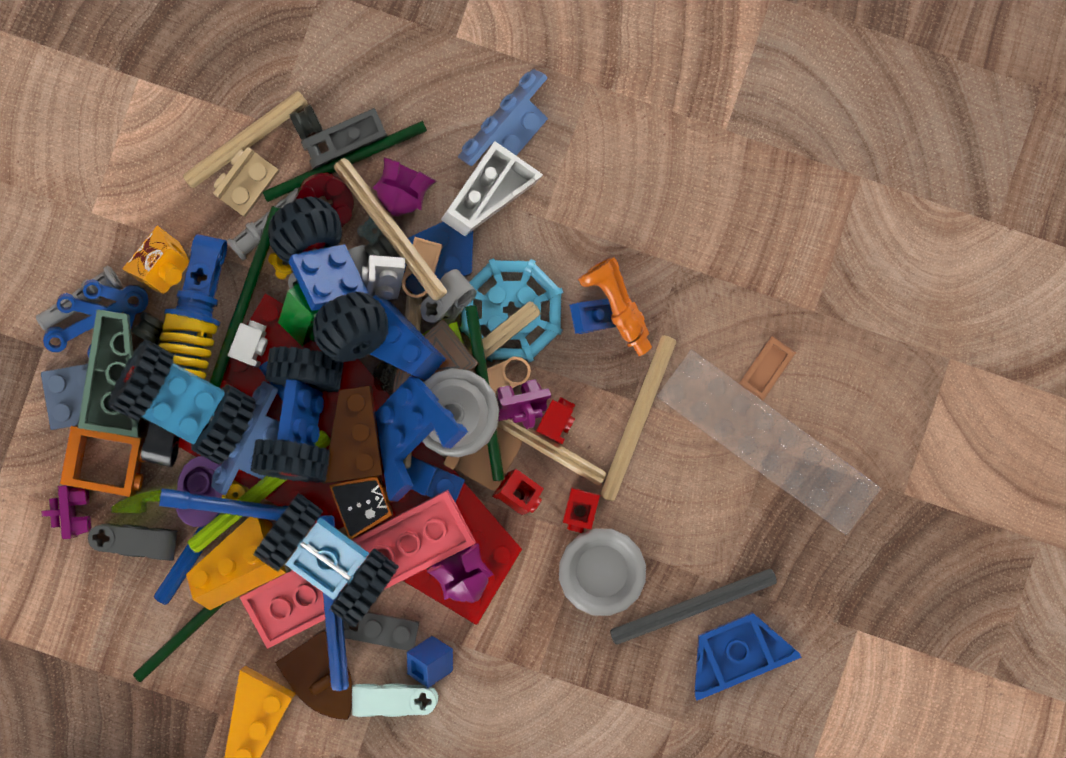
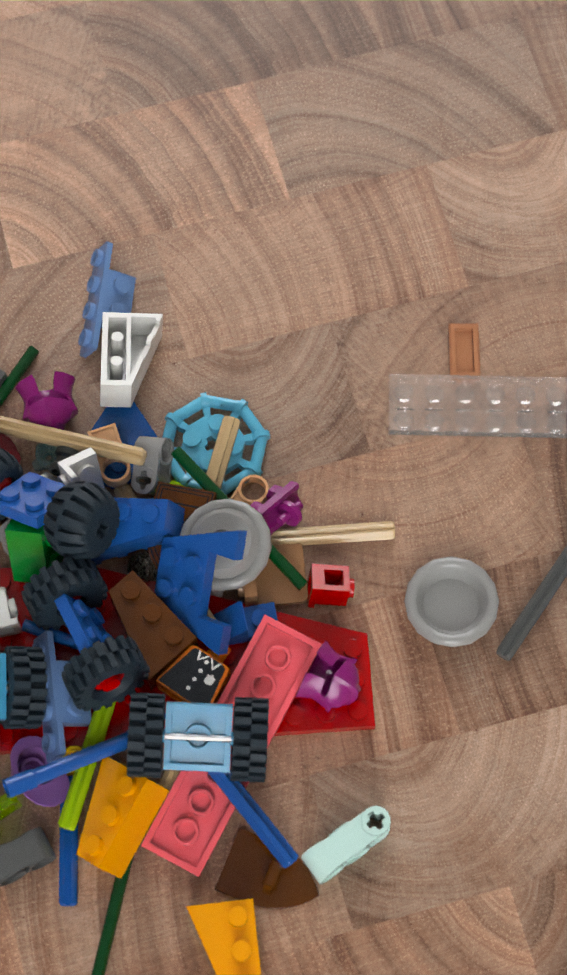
camera: 30 degrees left, 20 degrees down
(384, 631) = (294, 789): dark grey plate -> none
(429, 661) = (356, 786): blue panel -> none
(557, 419) = (318, 504): red brick -> none
(586, 499) = (393, 554): red brick -> none
(591, 316) = (287, 402): blue slope -> none
(624, 312) = (313, 382): orange piece -> none
(638, 418) = (386, 462): tan axle -> none

